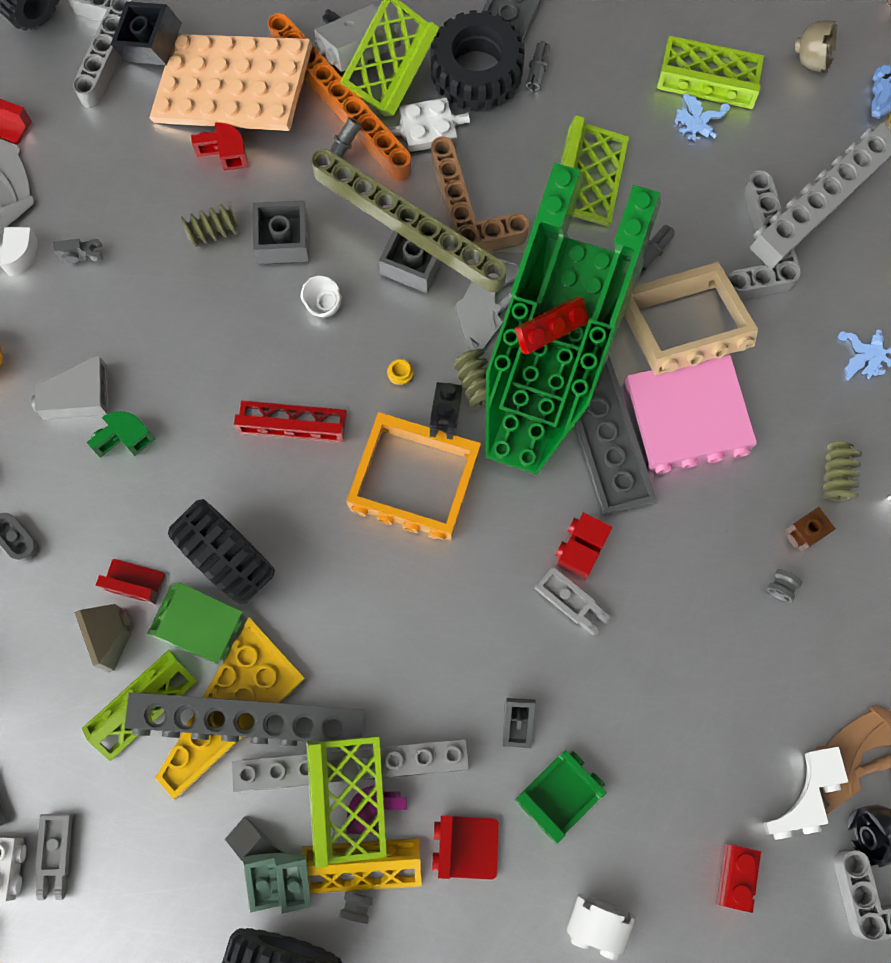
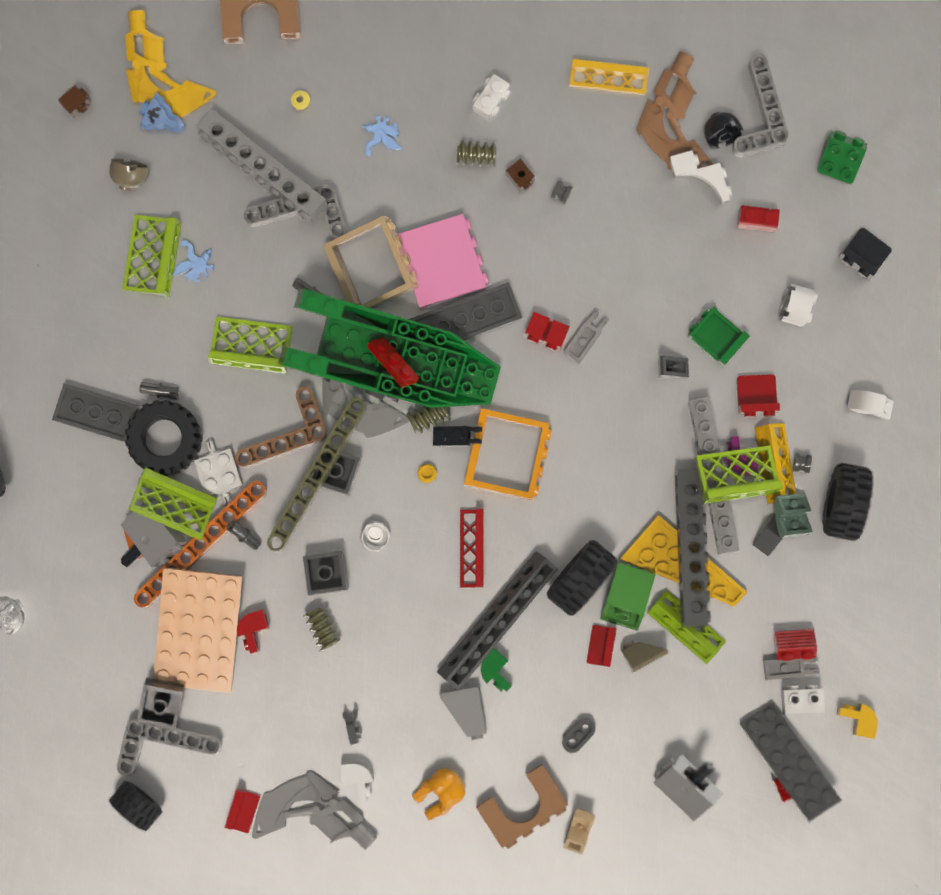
camera: 90 degrees left, 10 degrees up
(82, 865) = (795, 644): none -> red brick
(186, 441) = (497, 620): none -> dark grey brick

